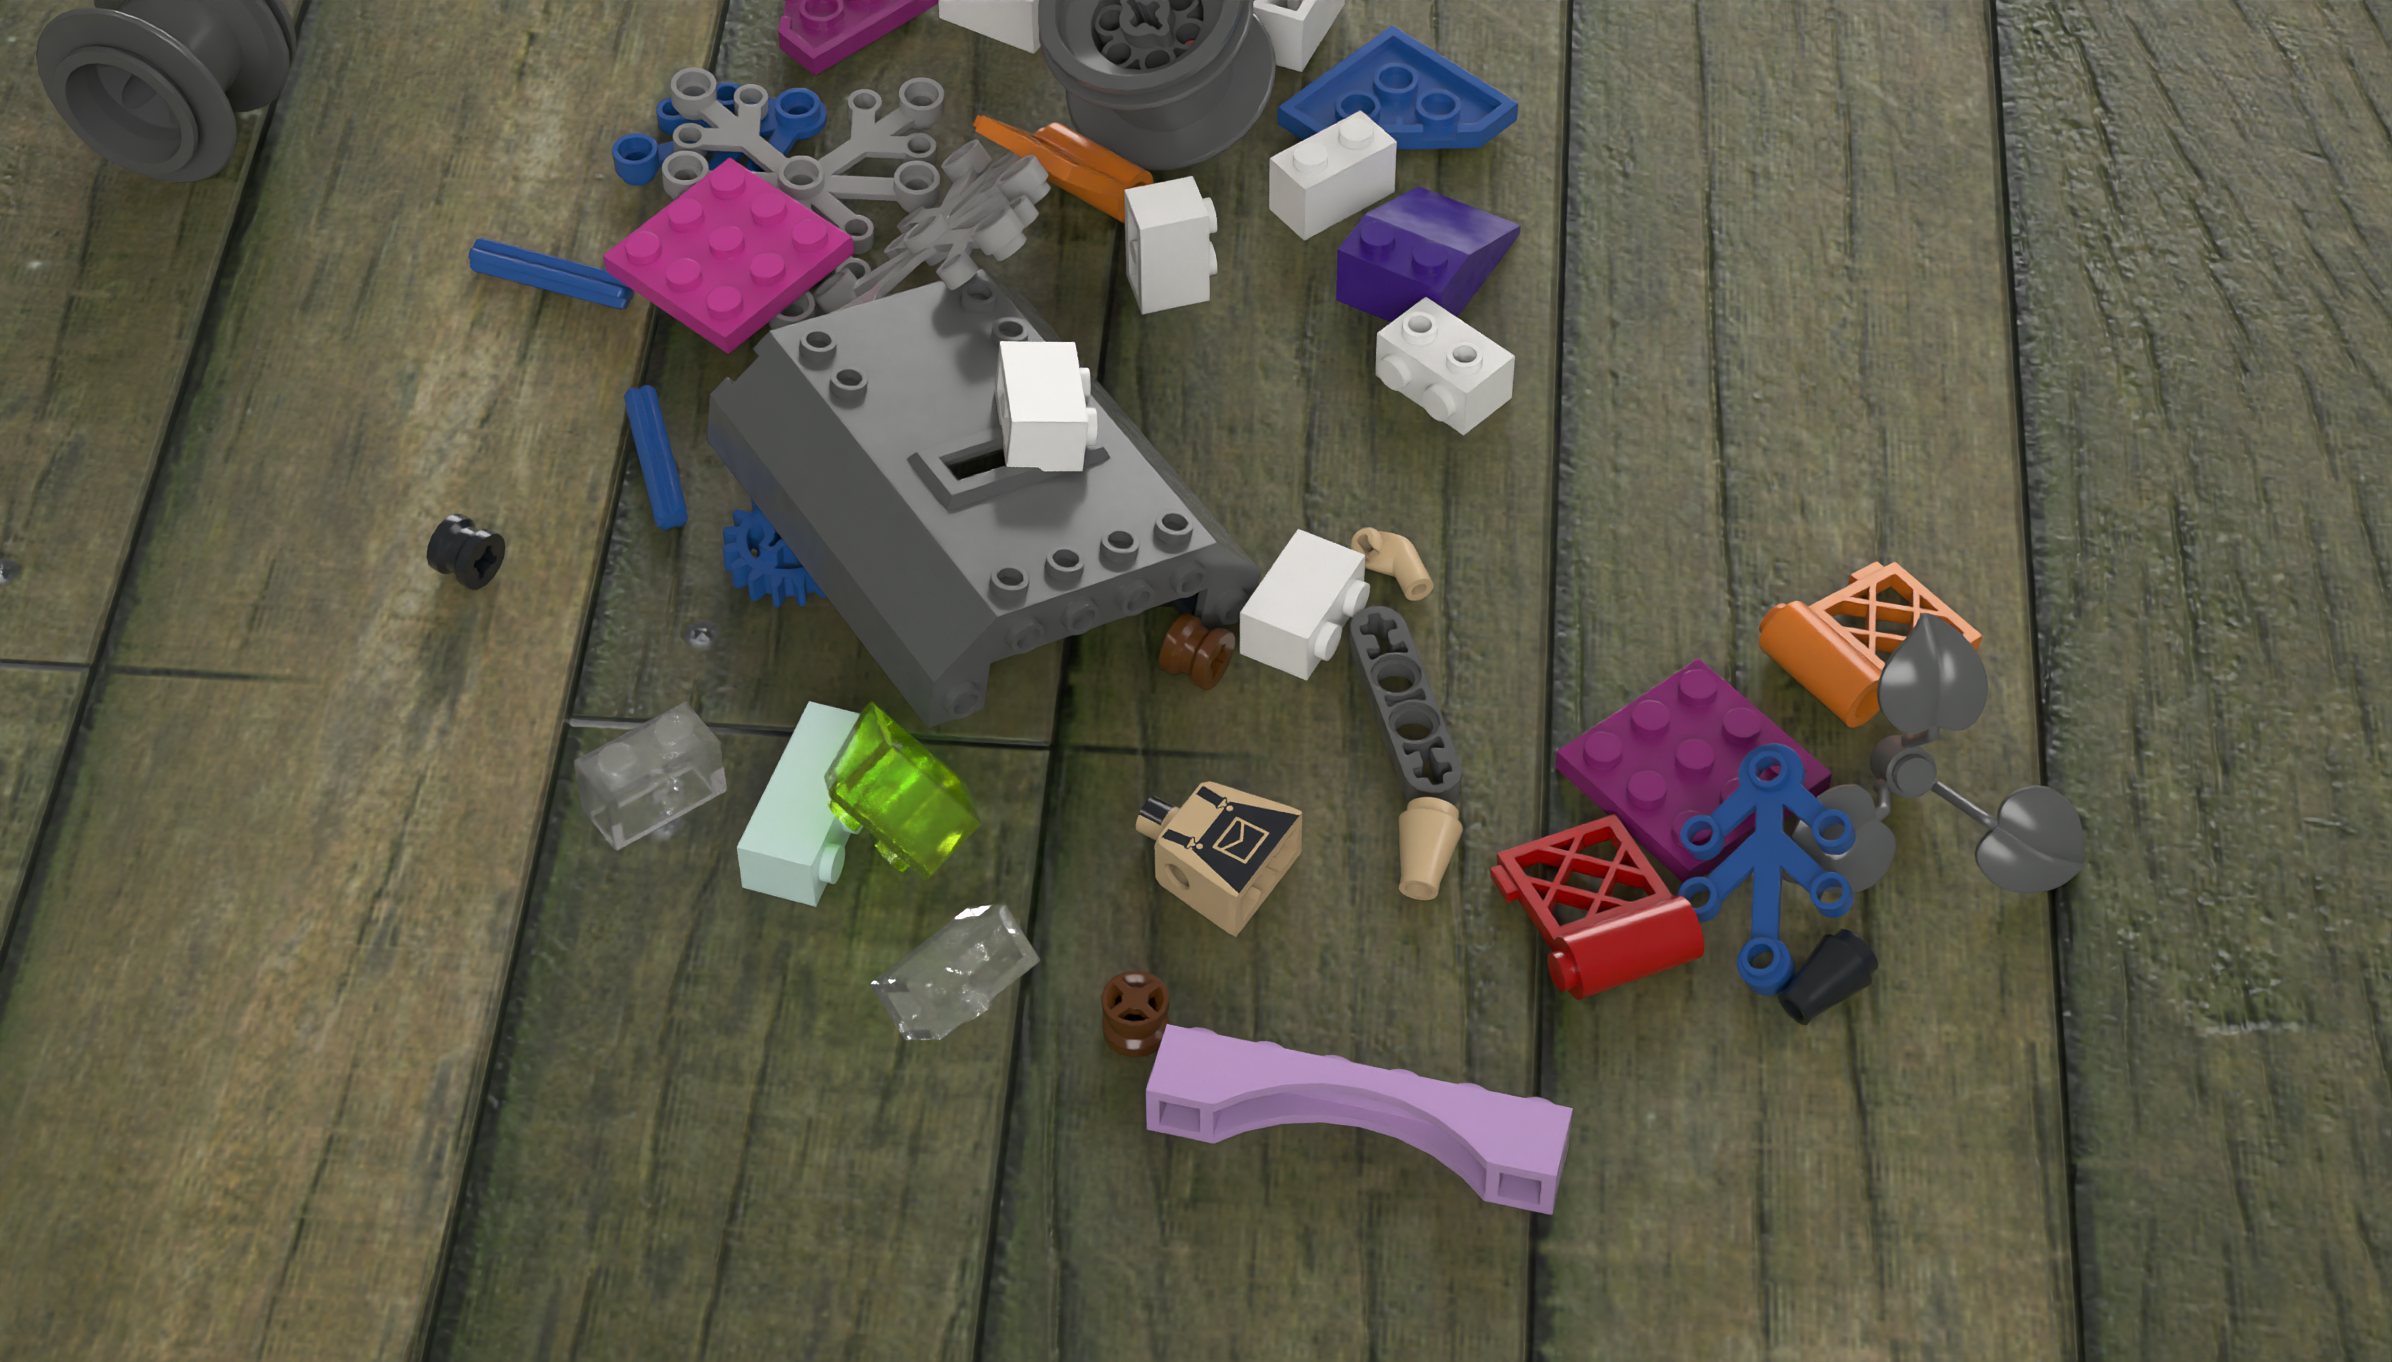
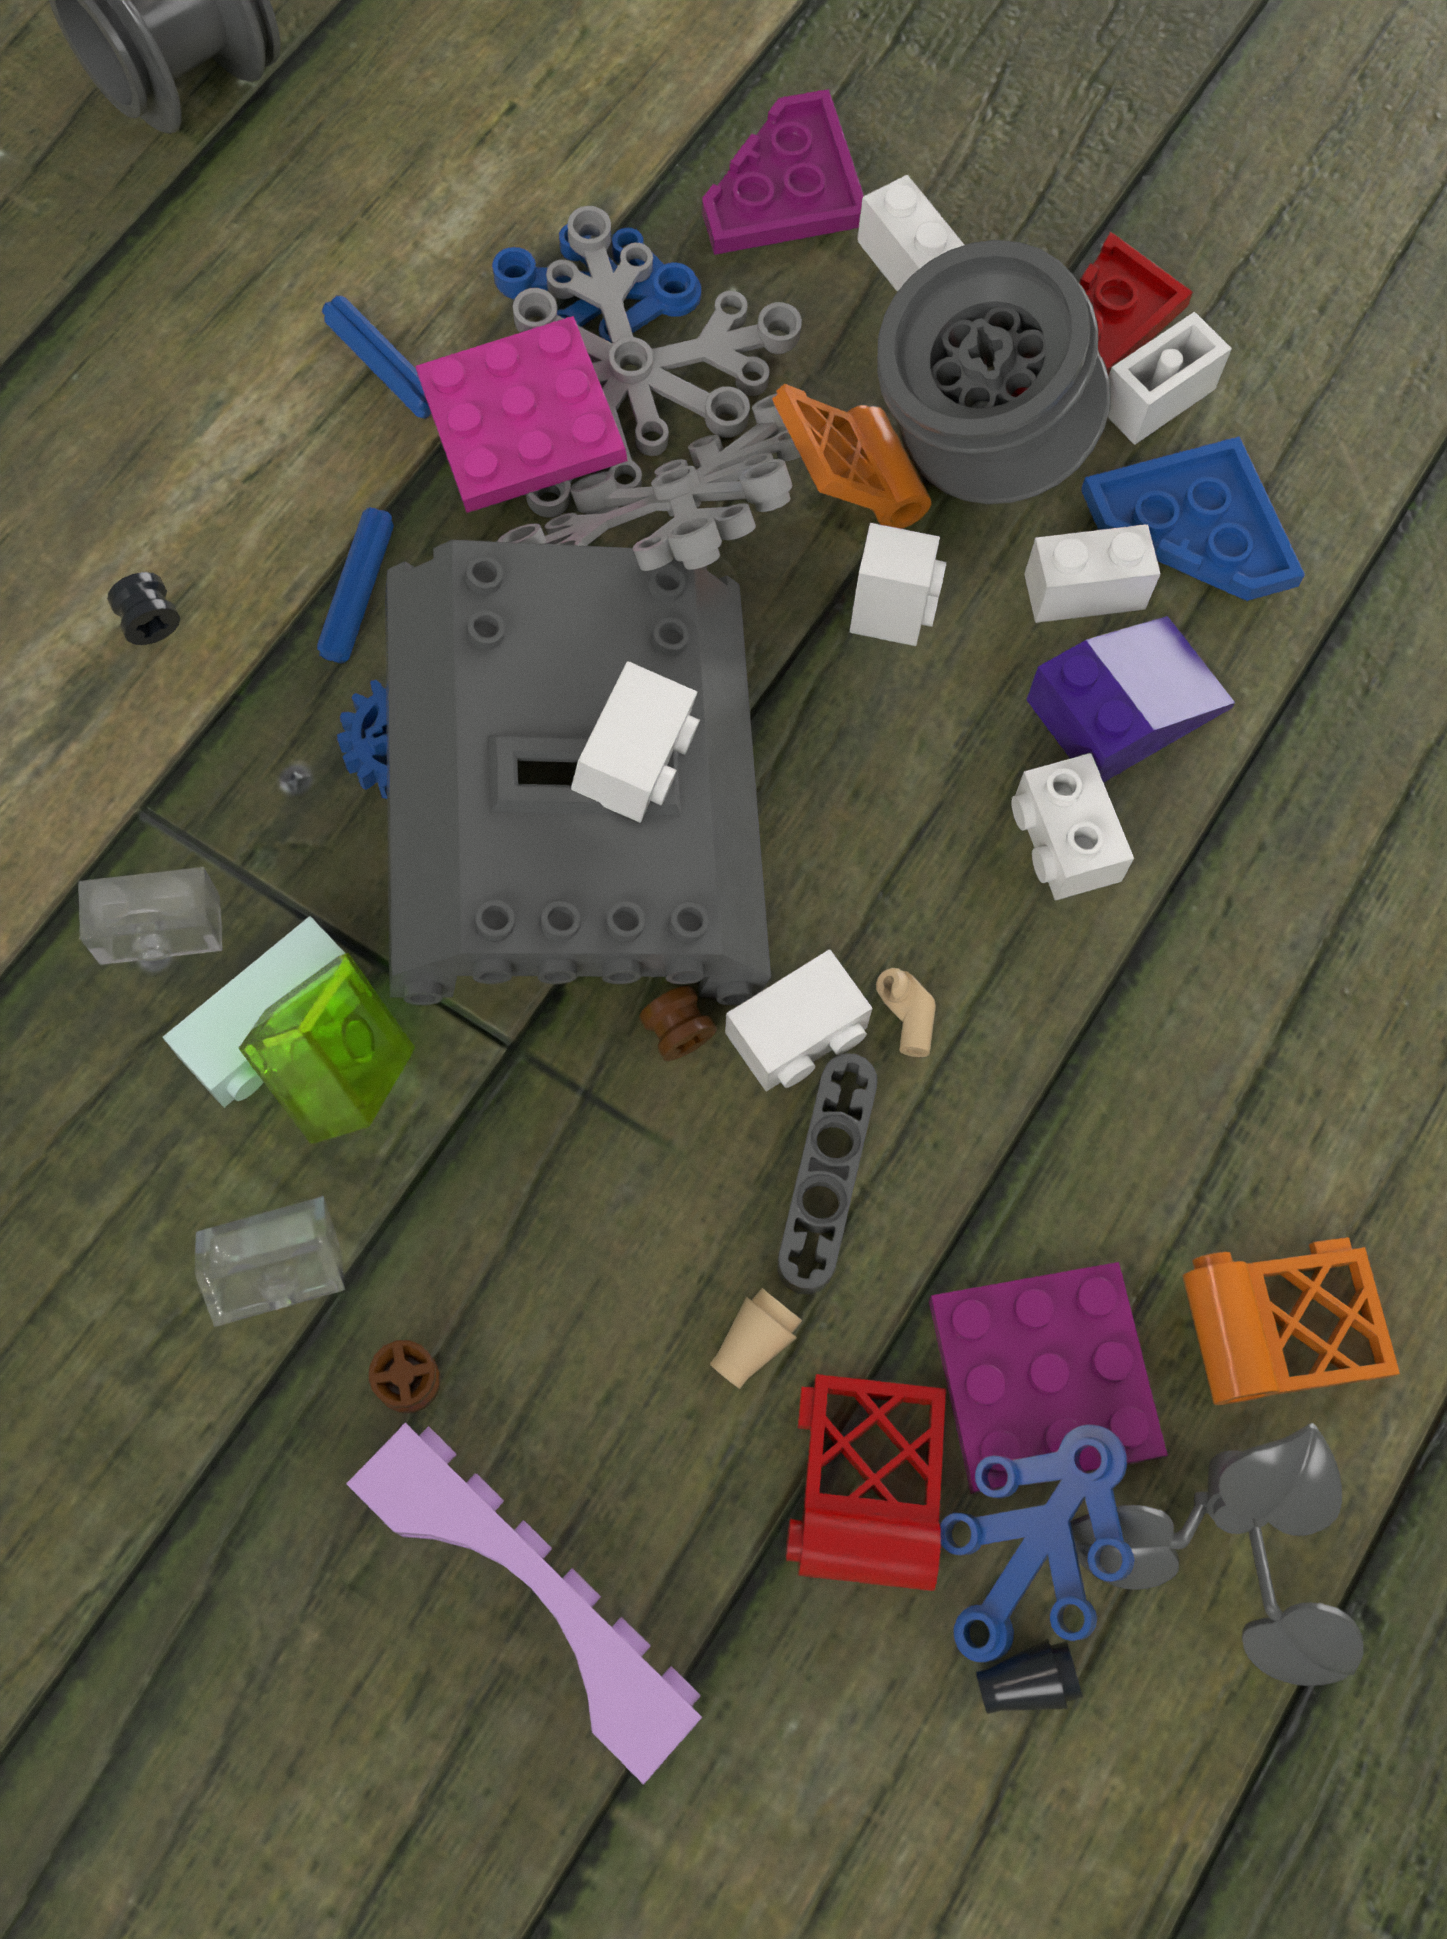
camera: 25 degrees right, 20 degrees up
(1222, 850) = (575, 1245): tan torso -> none

